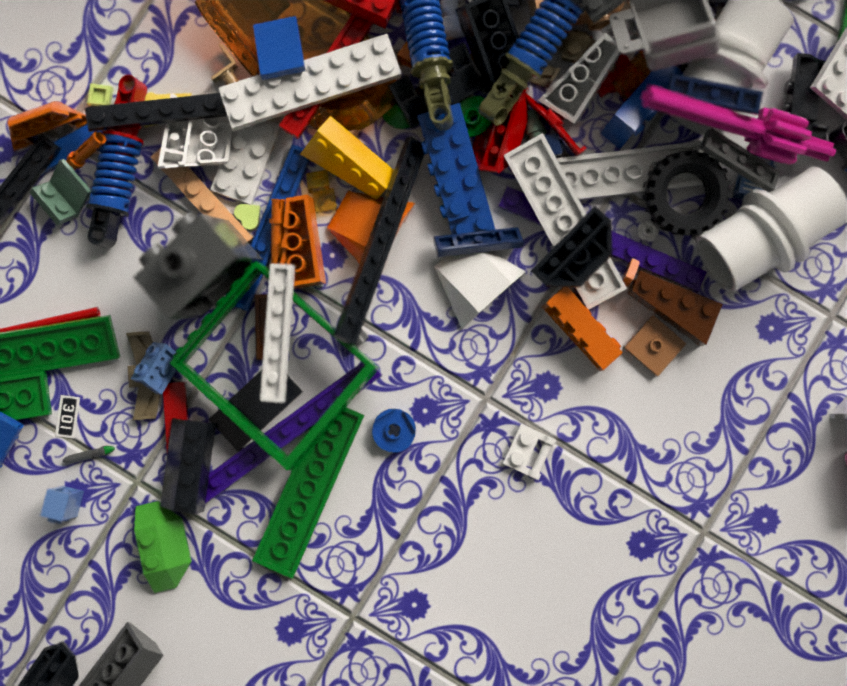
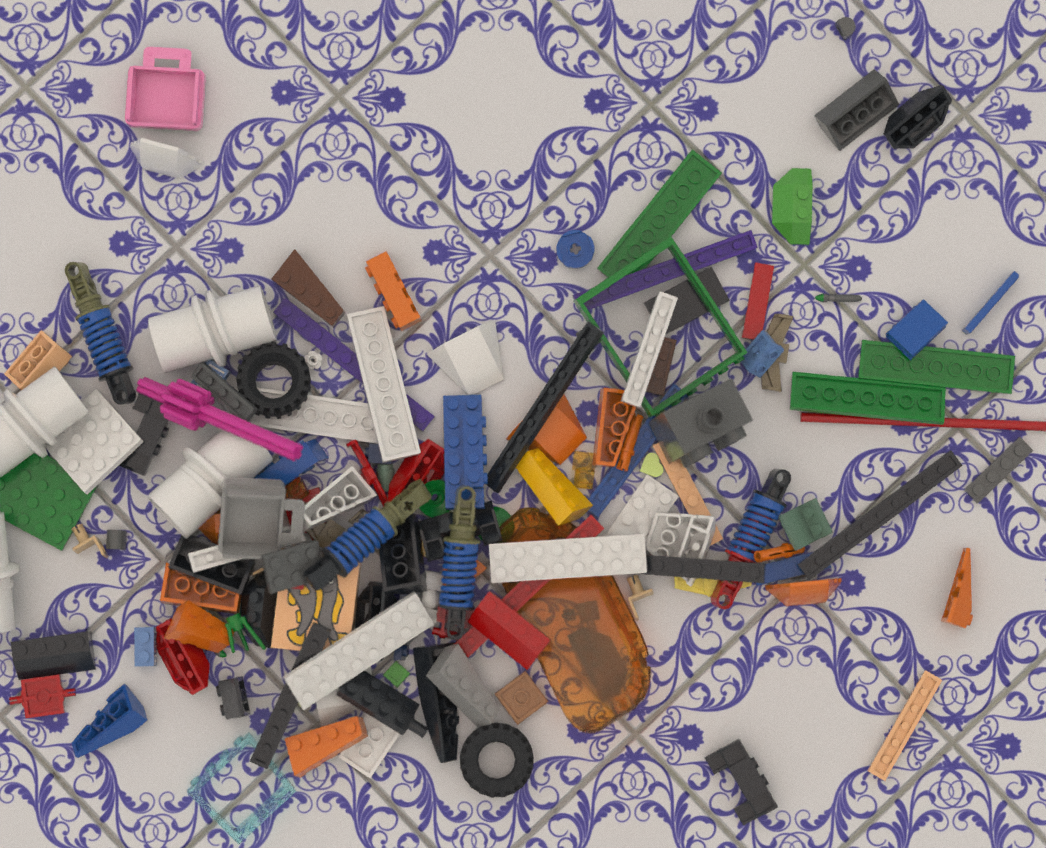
camera: 165 degrees left, 0 degrees up
(61, 504) = (867, 260): medium blue brick -> none
(67, 416) = (849, 335): sticker -> none
(99, 95) = (754, 605): yellowish green tile -> none
(188, 466) = (755, 265): black slope -> none
(279, 48) = (586, 594): blue tile -> none
(478, 242) = (461, 388): dark blue plate -> none
(522, 448) = (470, 206): white plate -> none
(578, 253) = (383, 349): black wedge -> none
(630, 272) = (339, 327): orange tile -> none
(655, 345) = (334, 261): medium nougat plate -> none
(718, 94) = (236, 447): dark blue plate -> none

